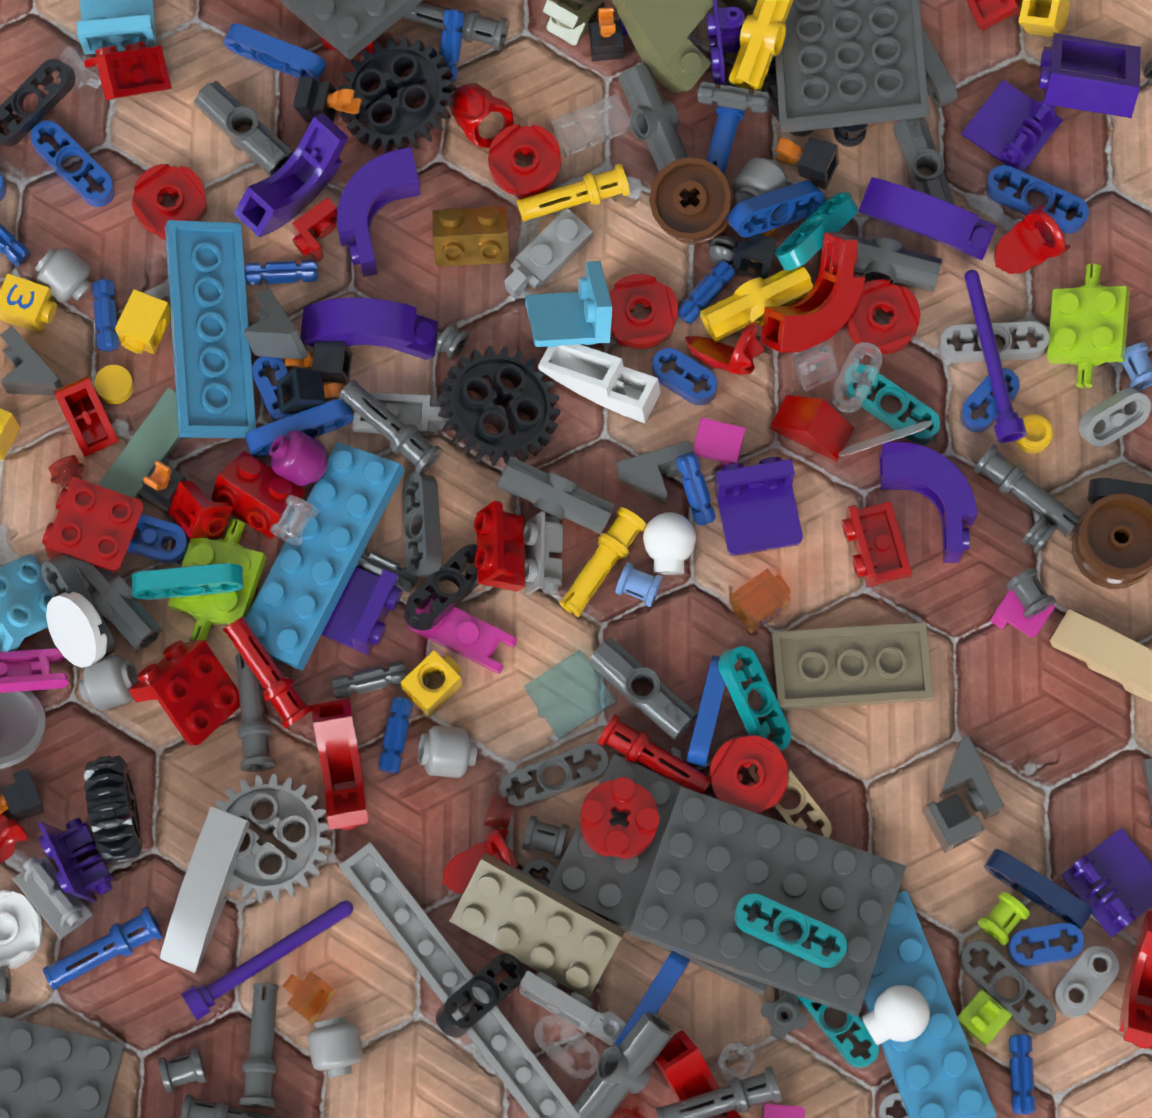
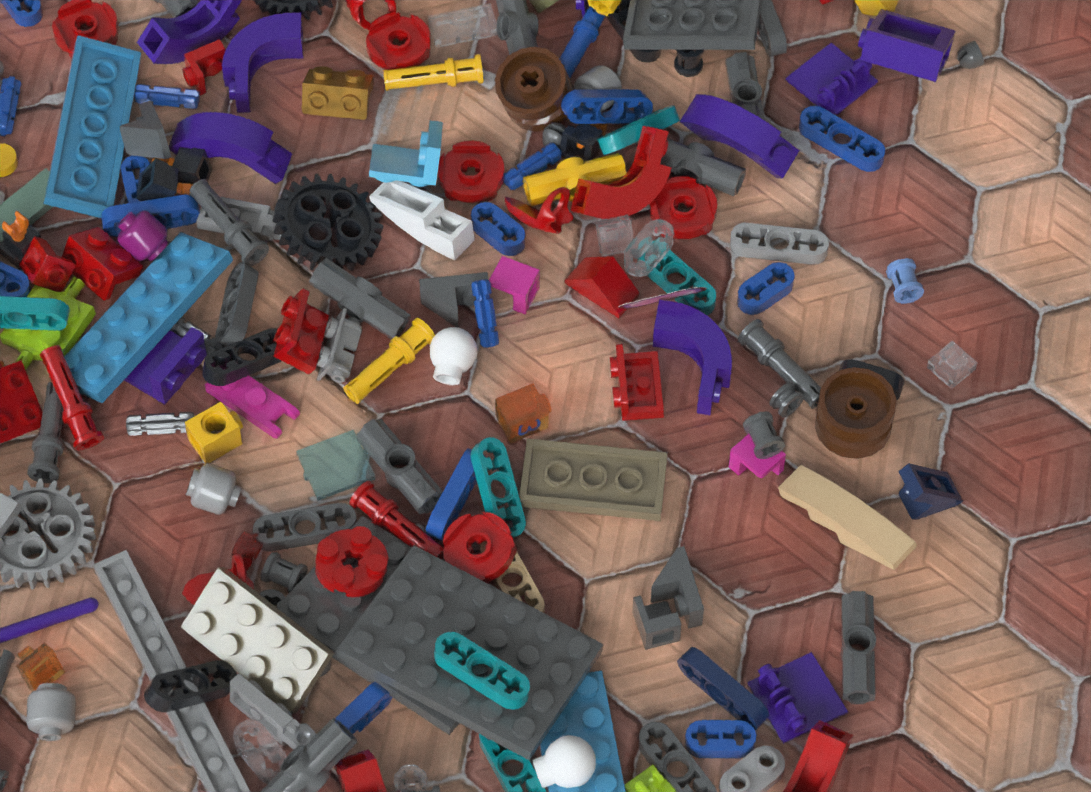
camera: 10 degrees right, 15 degrees down
(143, 323) = (37, 114): yellow brick -> none
(294, 520) = (124, 279): clear bush -> none
(340, 764) = (117, 480): red arch -> none
(395, 735) = (172, 471): blue axle -> none
(452, 341) = (299, 167): dark grey bush -> none
(548, 253) = (401, 117): light grey hinge -> none
(639, 584) = (417, 383): medium blue bush -> none
(733, 97) = (589, 15): dark grey axle -> none
(758, 506) = (538, 336): dark purple bracket -> none
(780, 1026) = (463, 767): dark grey plate -> none
(815, 162) = (651, 77): black piece -> none
(1003, 918) = (678, 714): lime bush -> none
(1009, 425) = (776, 307): dark purple piece -> none
(1030, 243) = (826, 169): red piece -> none
(1038, 434) = (799, 321): yellow tile -> none
(1088, 325) = (865, 240): lime plate -> none
(1113, 418) = (872, 317): light grey plate -> none

